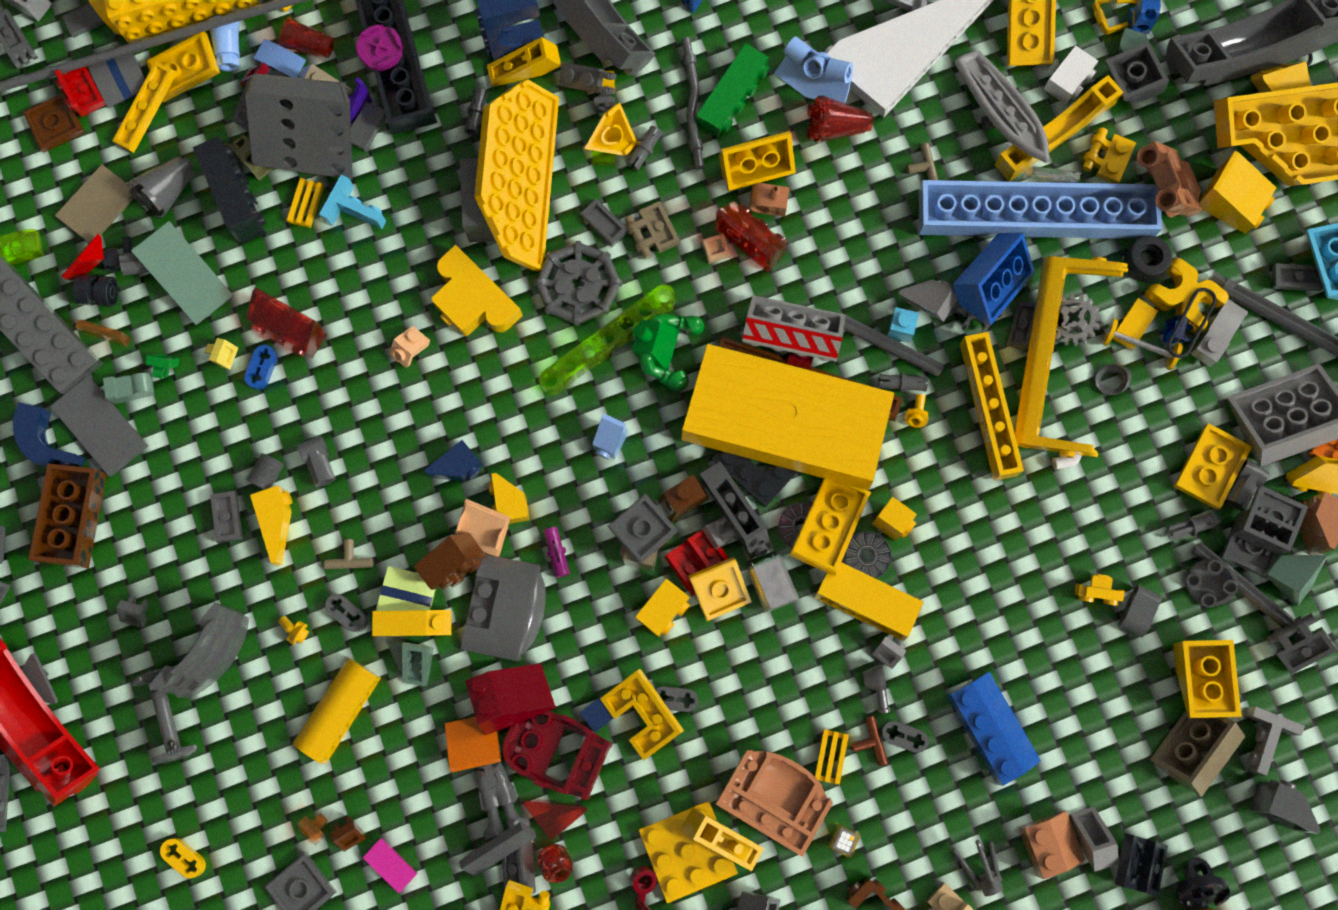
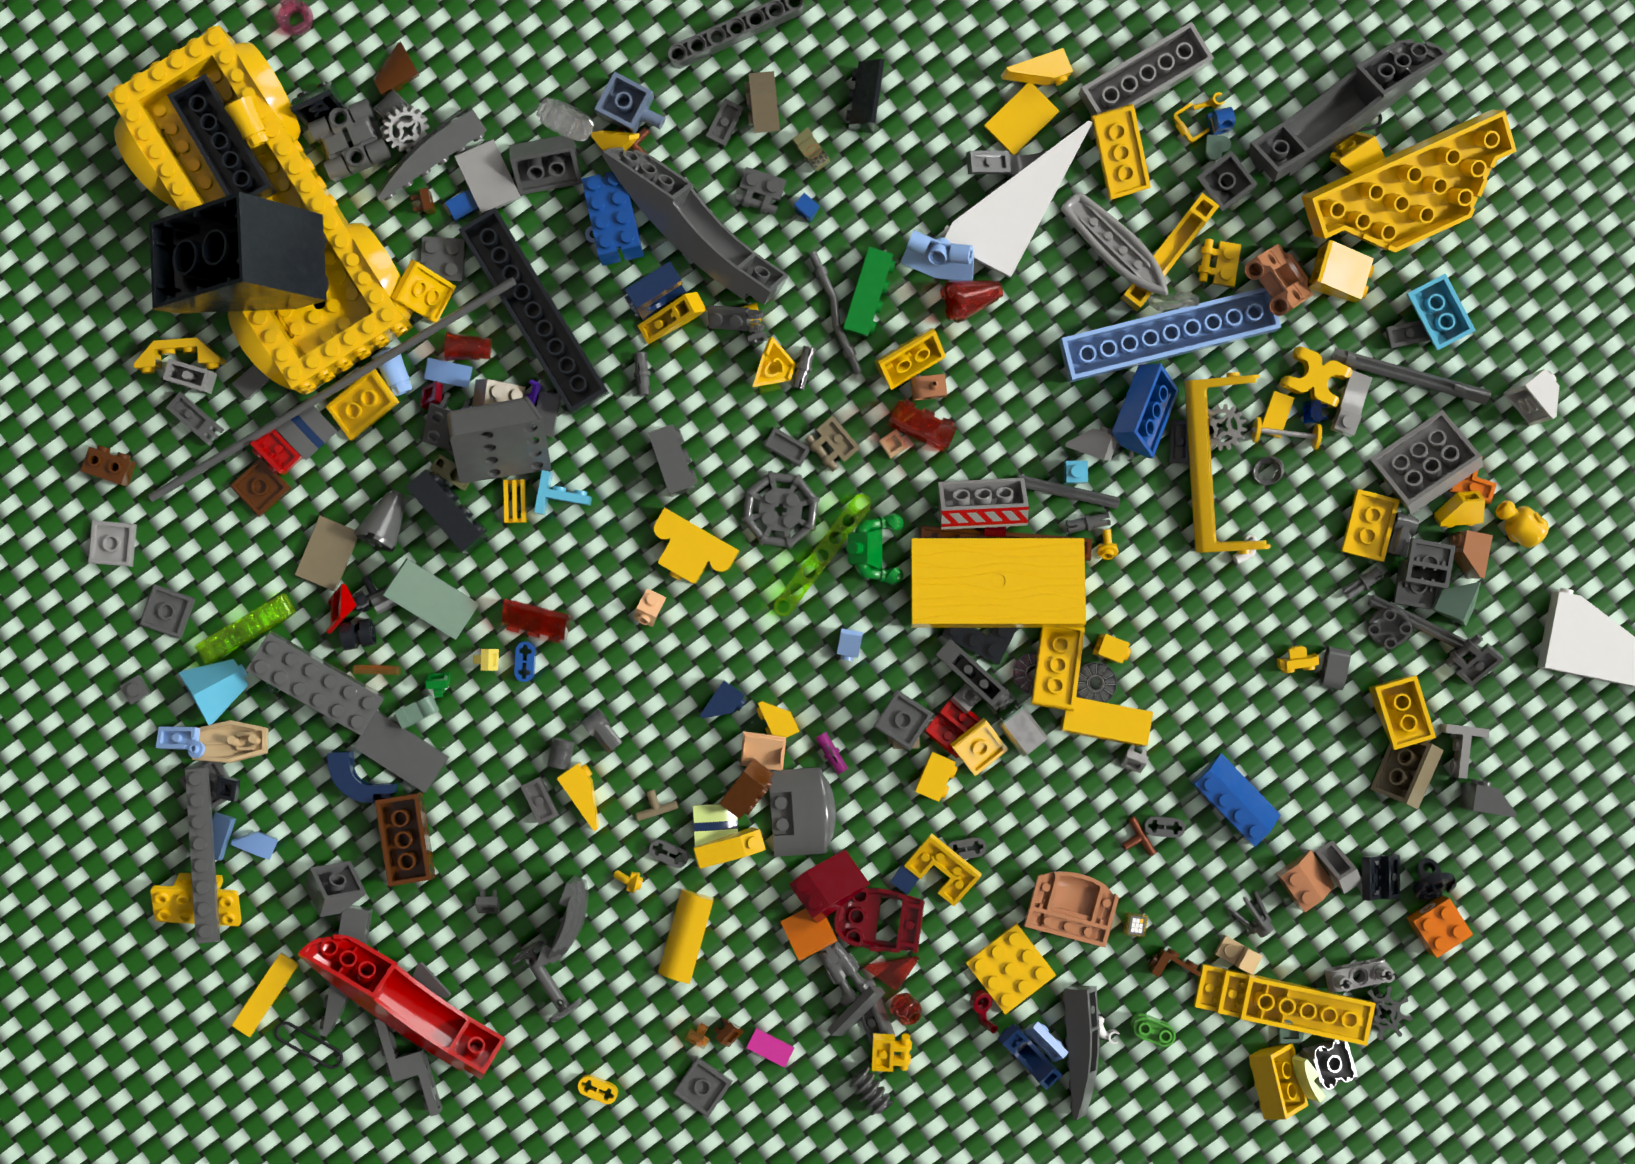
camera: 20 degrees left, 10 degrees up
(144, 106) = (340, 451): yellow tile -> none
(379, 47) = (540, 343): magenta tile -> none
(413, 661) = (736, 877): sand green slope -> none
(518, 170) = (701, 425): yellow plate -> none
(683, 498) = (927, 677): reddish brown torso -> none
(721, 839) = (1036, 953): yellow slope -> none
(827, 778) = (1109, 878): yellow tile -> none
(875, 679) = (1128, 786): flat silver bar -> none
(927, 165) = (1061, 315): dark tan piece -> none
(991, 406) = (1169, 526): yellow brick -> none
(1071, 74) = (1169, 195): white brick -> none
(1158, 249) = (1287, 346): black tyre -> none
(1200, 328) = (1333, 408): black piece -> none

